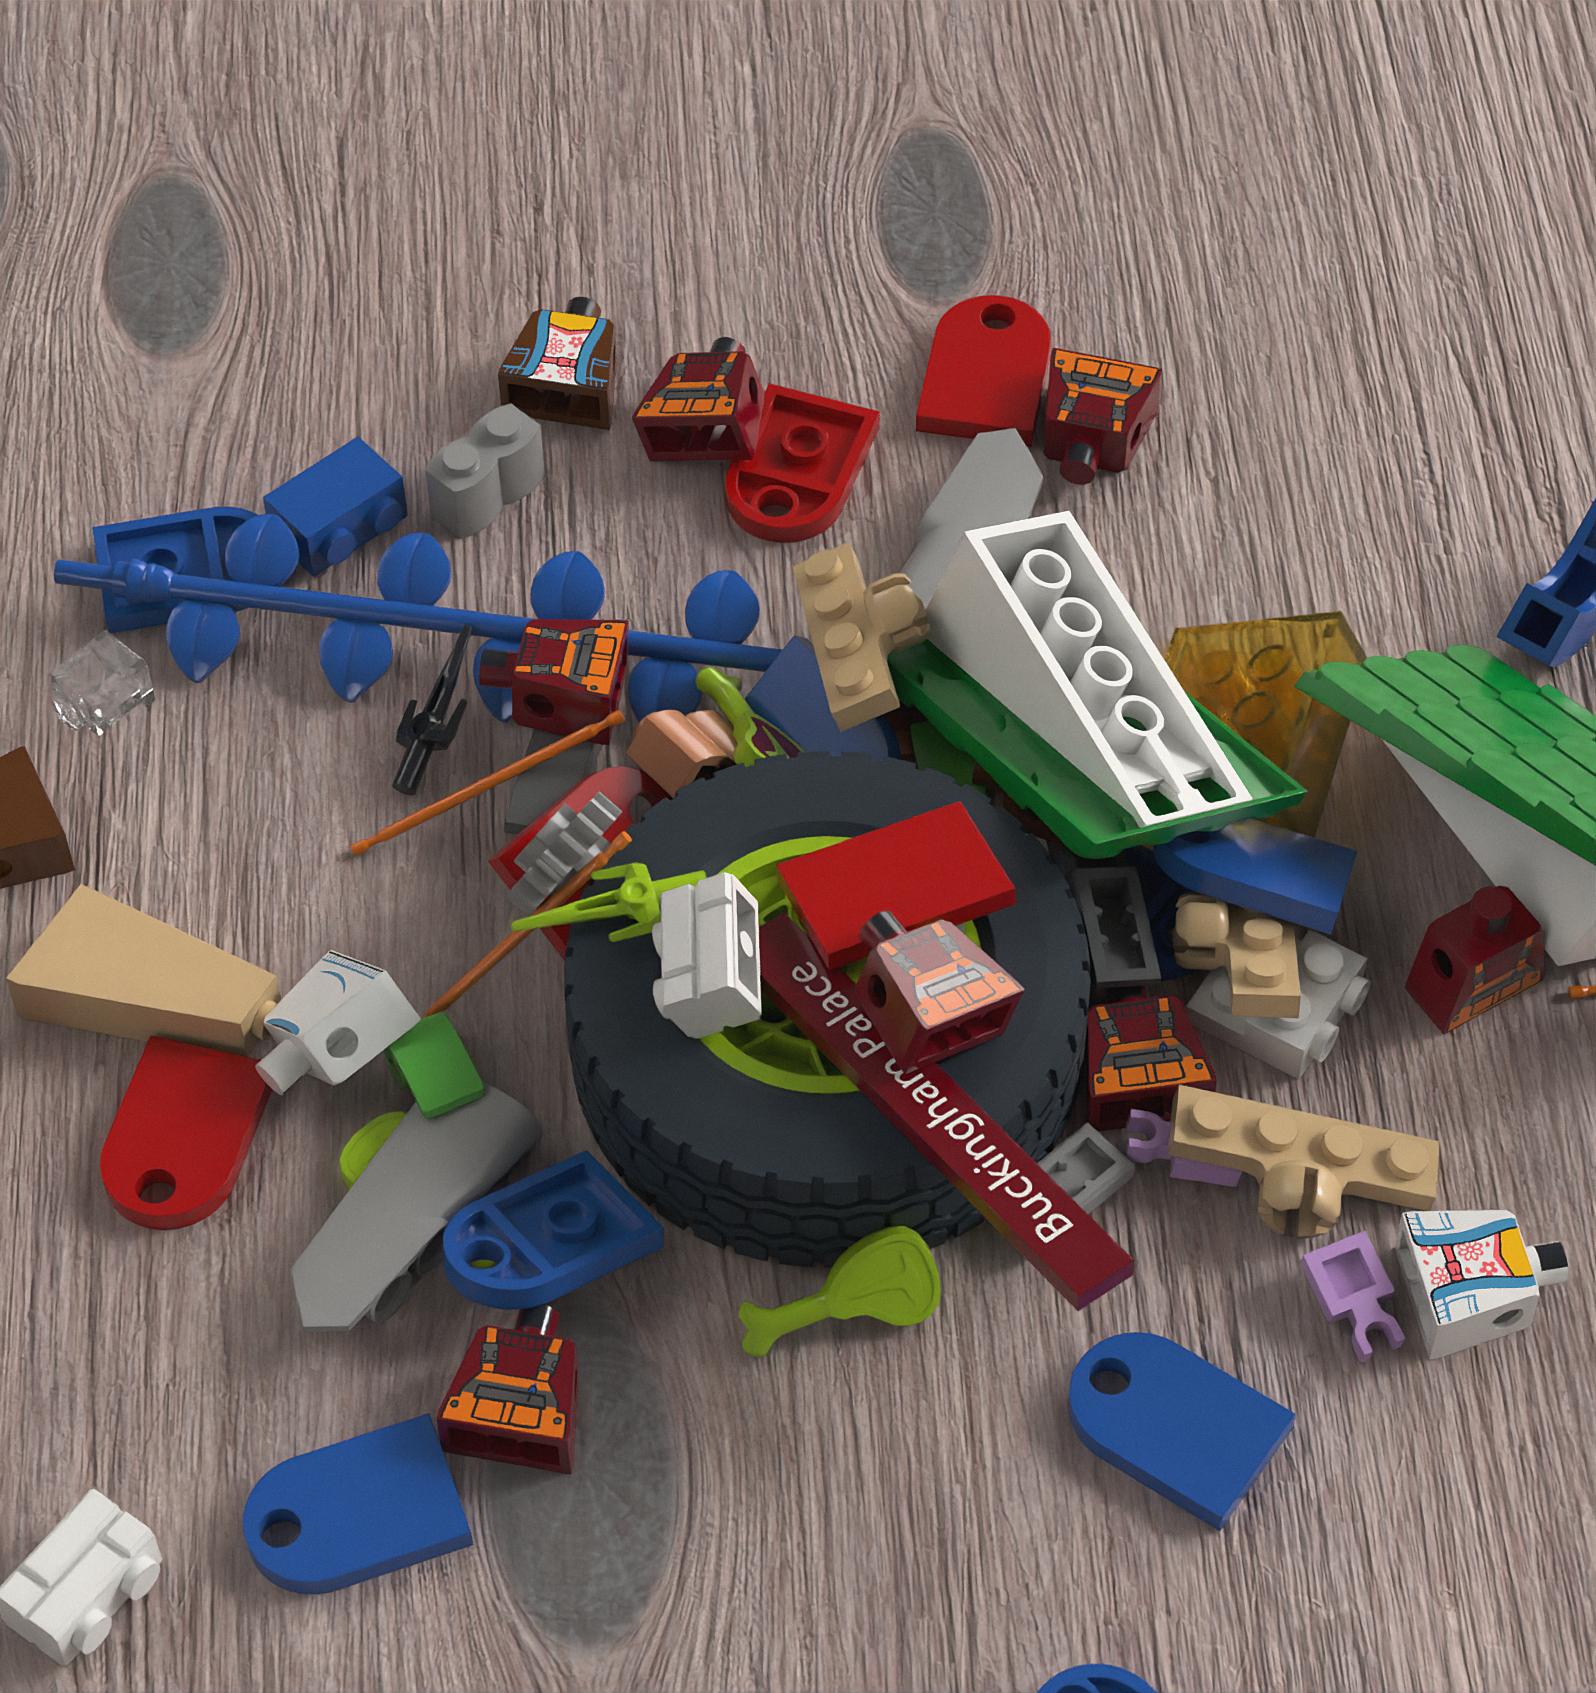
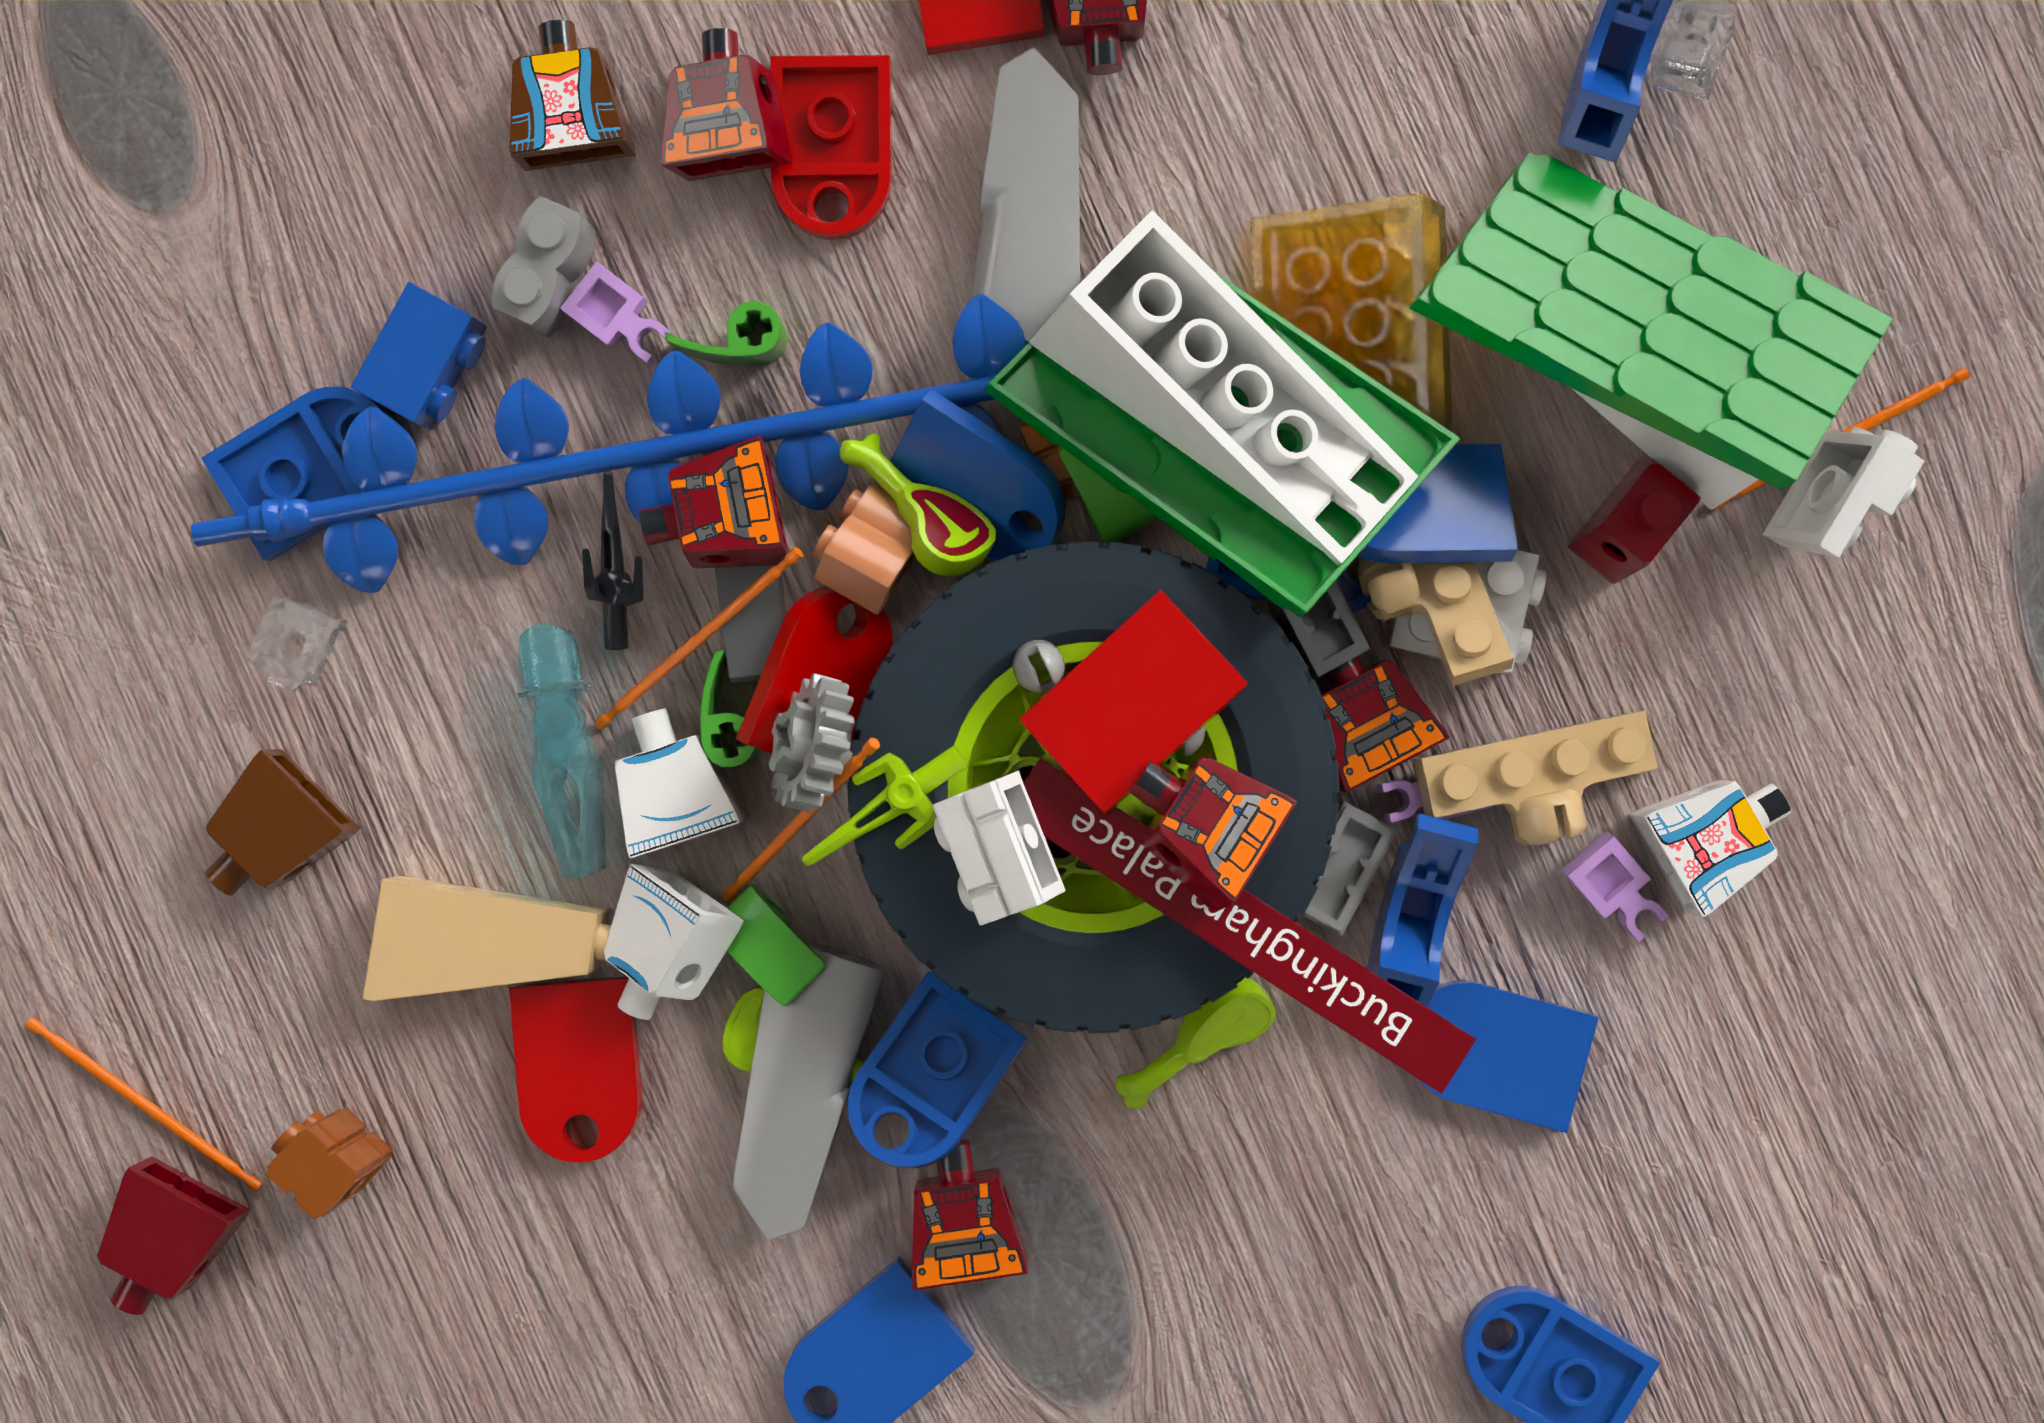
camera: 25 degrees left, 35 degrees up
(311, 844) = (563, 745): none -> clear light blue arm
(401, 911) = (671, 789): none -> white torso
(475, 884) = (715, 724): none -> bright green panel
(530, 522) = (610, 310): none -> lavender plate
(653, 580) = (741, 349): none -> bright green panel
(800, 831) = (1025, 671): none -> light grey hinge
(856, 631) = (982, 389): tan plate -> none
(1146, 1221) = (1419, 904): none -> blue arch

